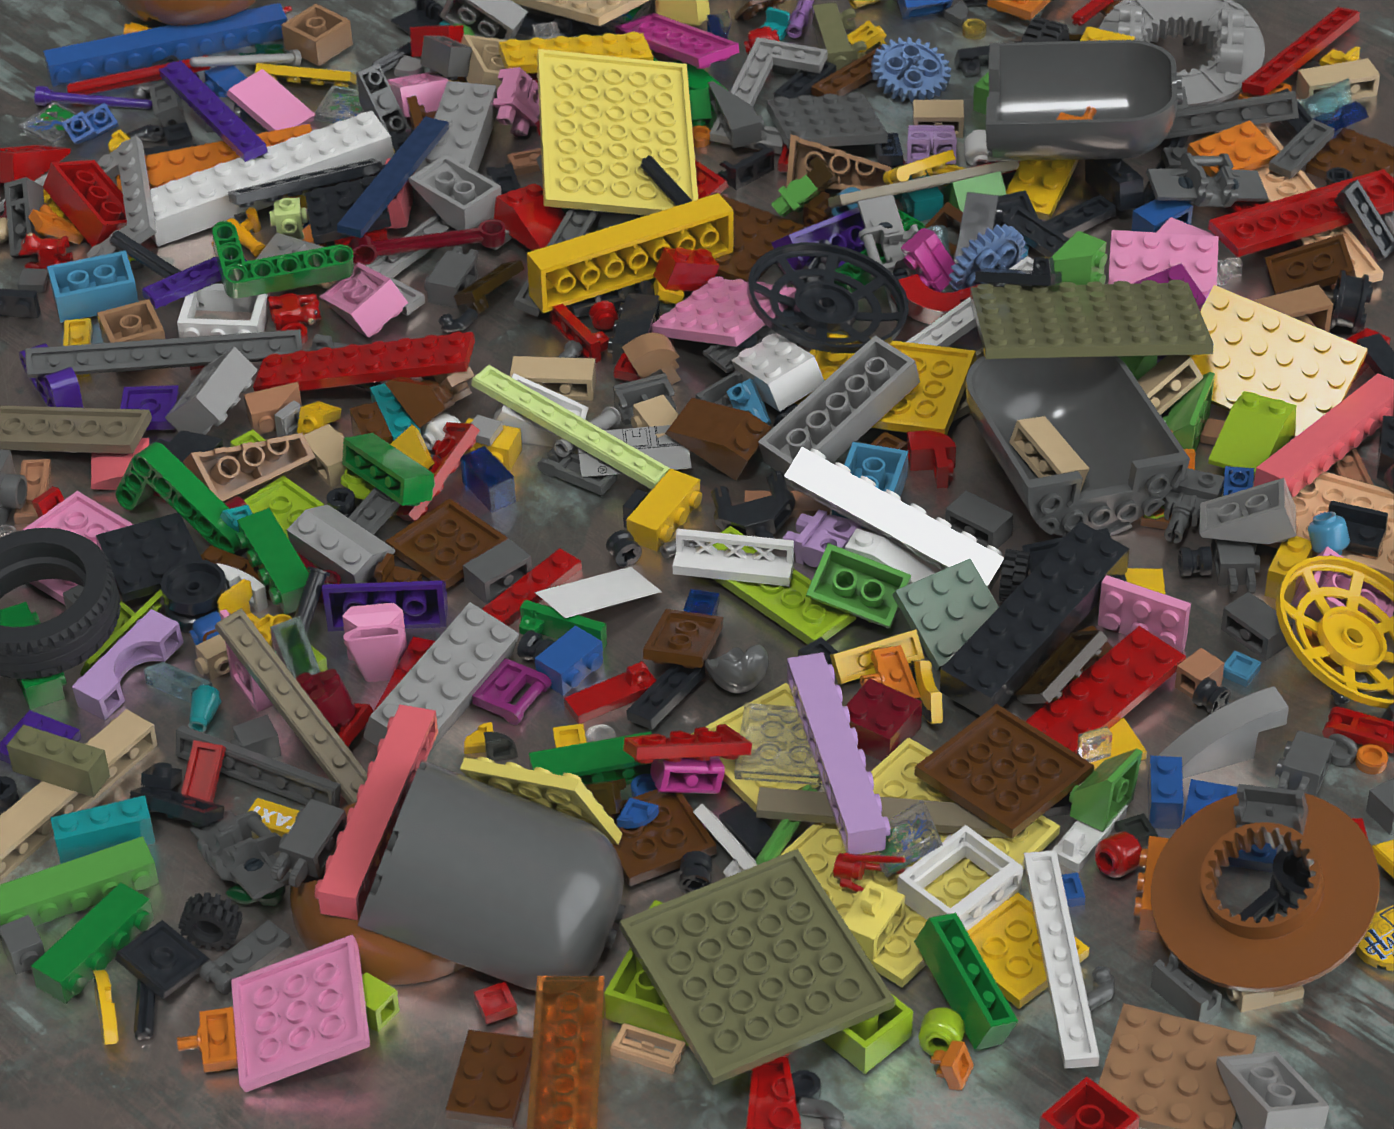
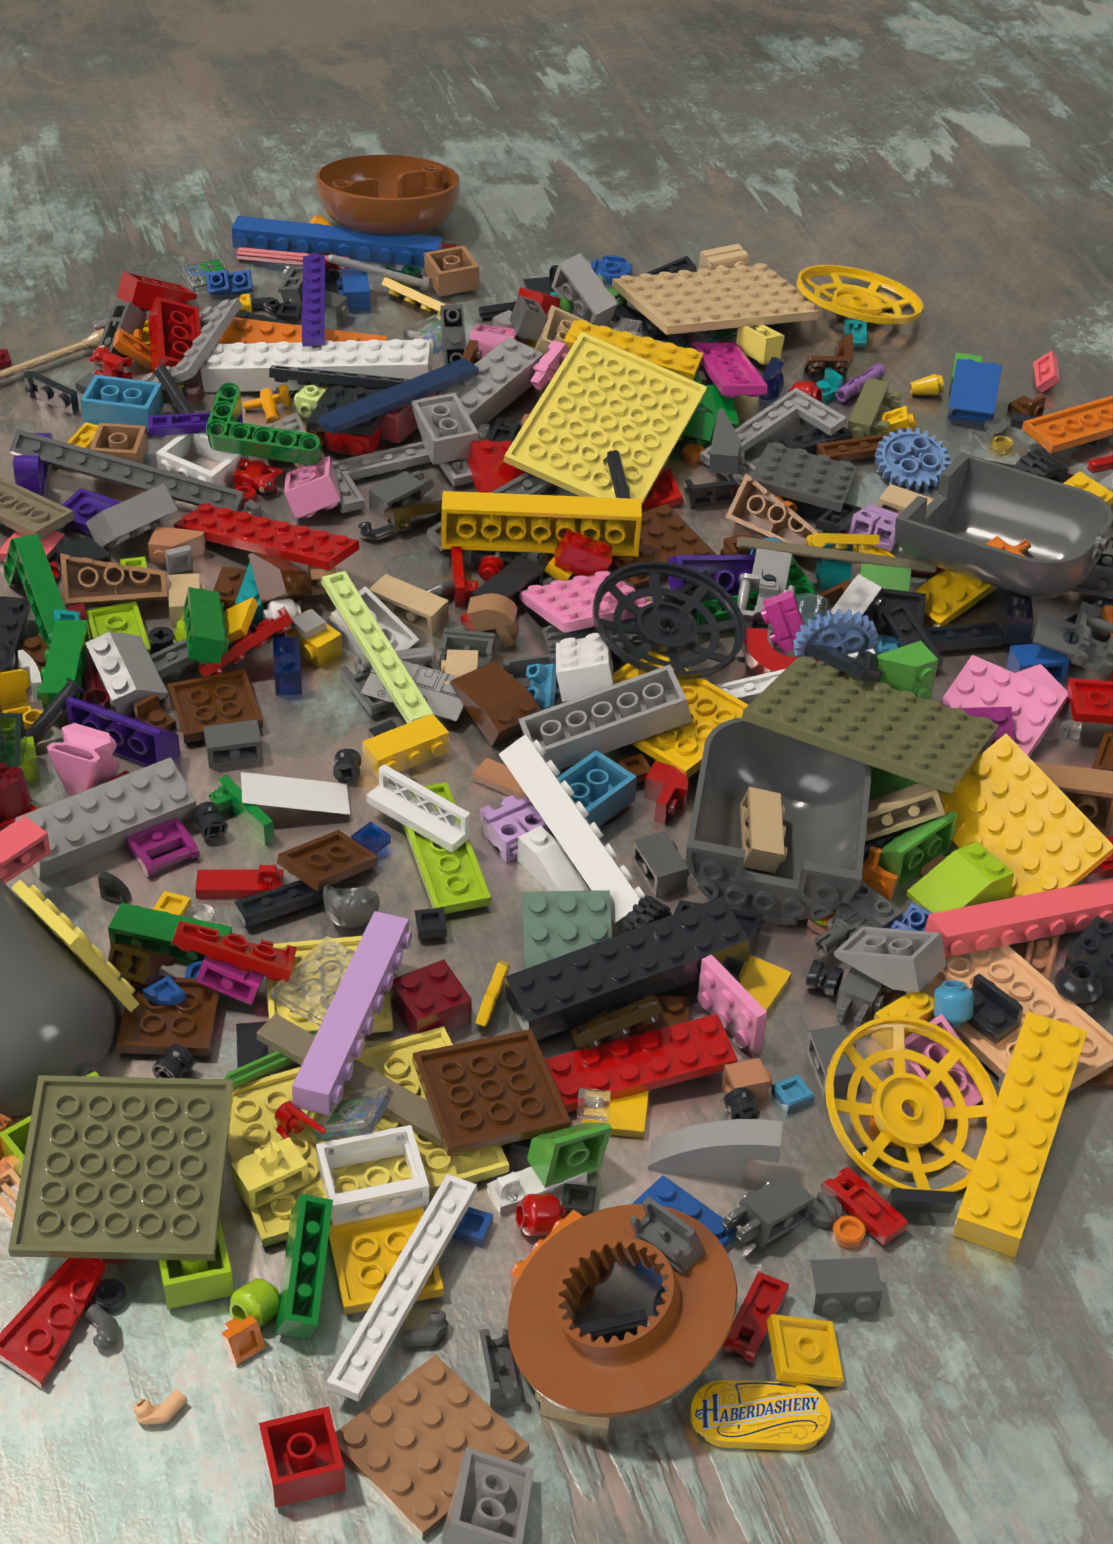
camera: 25 degrees right, 0 degrees up
(45, 96) = (216, 250): dark purple piece -> none
(270, 102) = (371, 310): bright pink tile -> none
(316, 416) = (203, 564): yellow bracket -> none
(476, 742) = (117, 870): yellow tile -> none
(490, 234) = (452, 469): dark red piece -> none
(548, 574) = (273, 763): red plate -> none
(570, 659) = (226, 840): blue brick -> none
(742, 859) = (221, 1045): white hinge -> none
(756, 517) = (474, 784): black connector -> none
(804, 189) = (744, 519): bright green hips -> none
(857, 585) = (499, 875): bright green slope -> none
(857, 661) = (477, 944): yellow plate -> none
(892, 671) = (474, 966): orange plate -> none
(1165, 792) = (626, 1174): blue brick -> none

